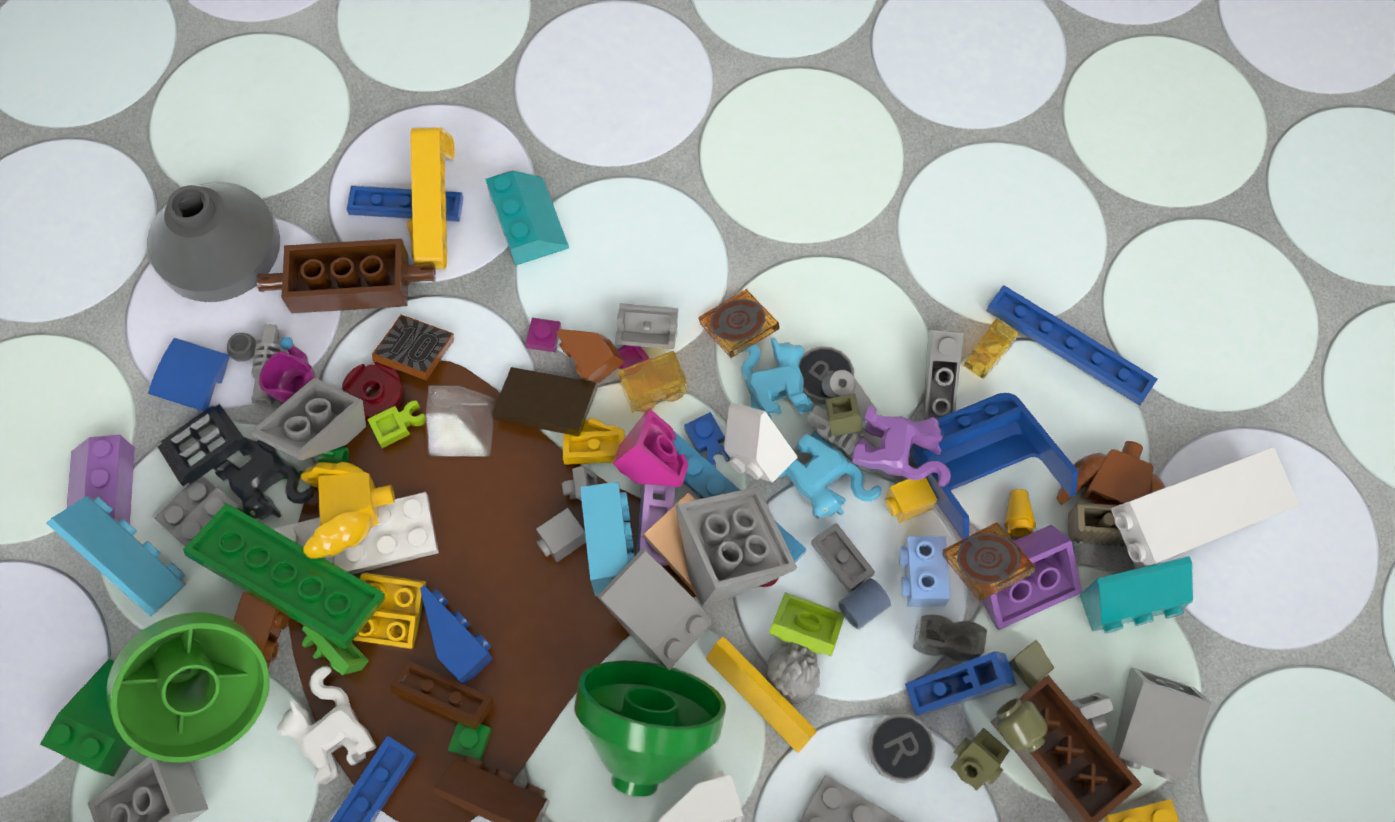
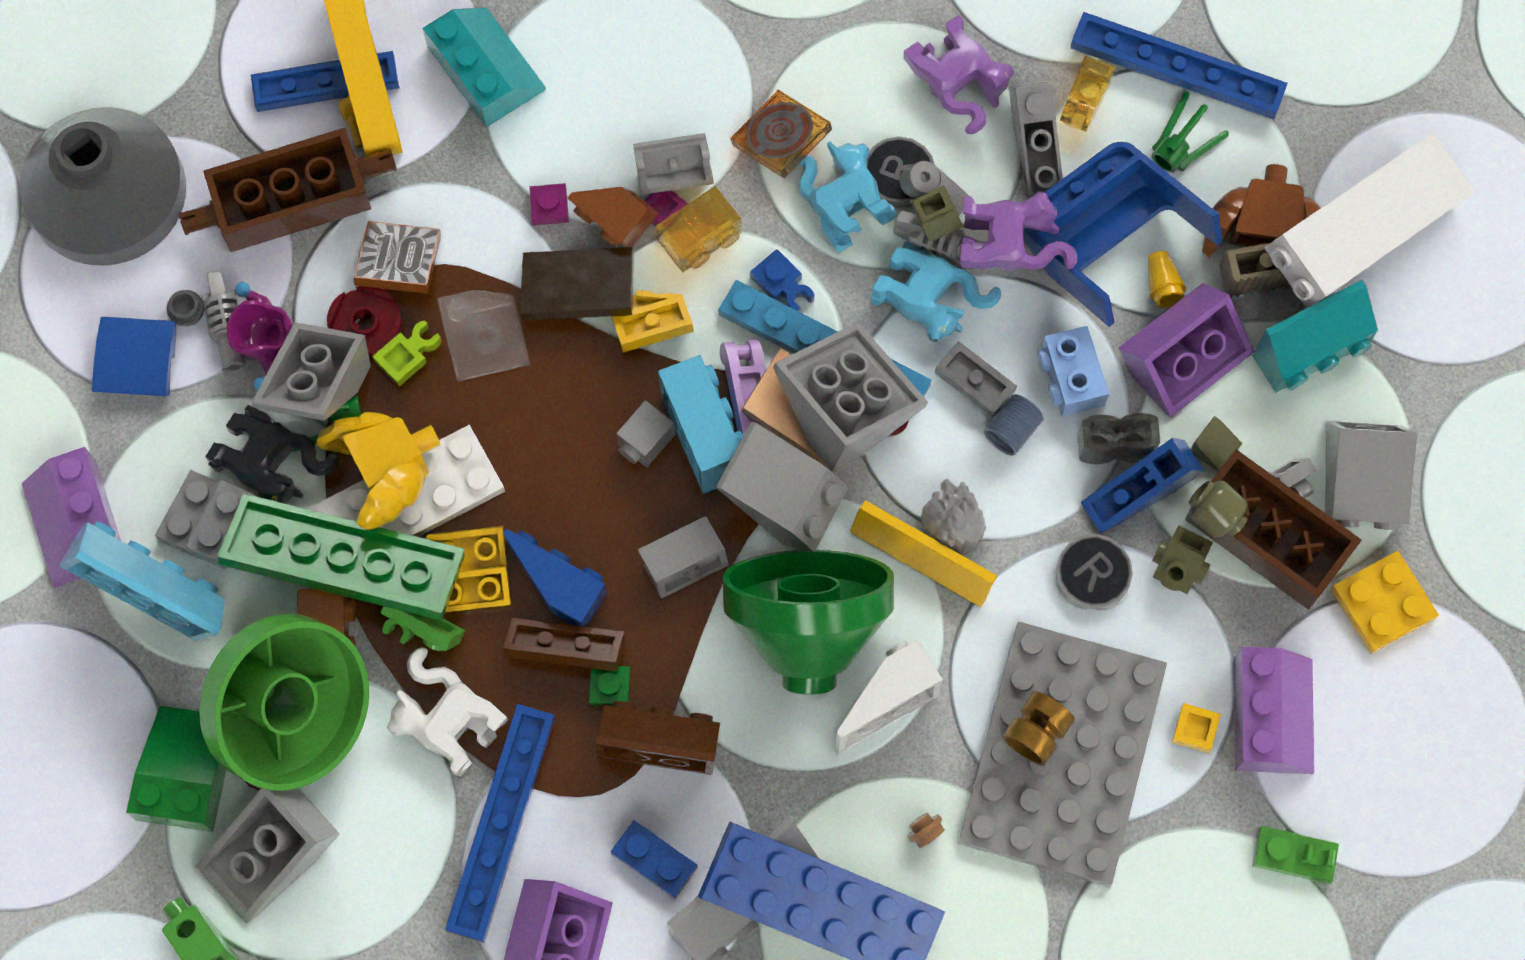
camera: 15 degrees left, 5 degrees up
(178, 459) = (202, 407): black piece -> none
(561, 645) = (683, 557): none -> light grey hinge
(582, 477) = (647, 375): light grey tile -> none
(650, 455) = (722, 315): dark pink slope -> none
(756, 444) = (843, 272): white slope -> none
(807, 624) = (956, 463): lime plate -> none
(890, 305) = (956, 69): none -> medium lavender animal
(910, 499) = (1036, 293): yellow brick -> none
(988, 561) = (1141, 340): tile -> none
(1049, 411) = (1172, 151): none -> green plant

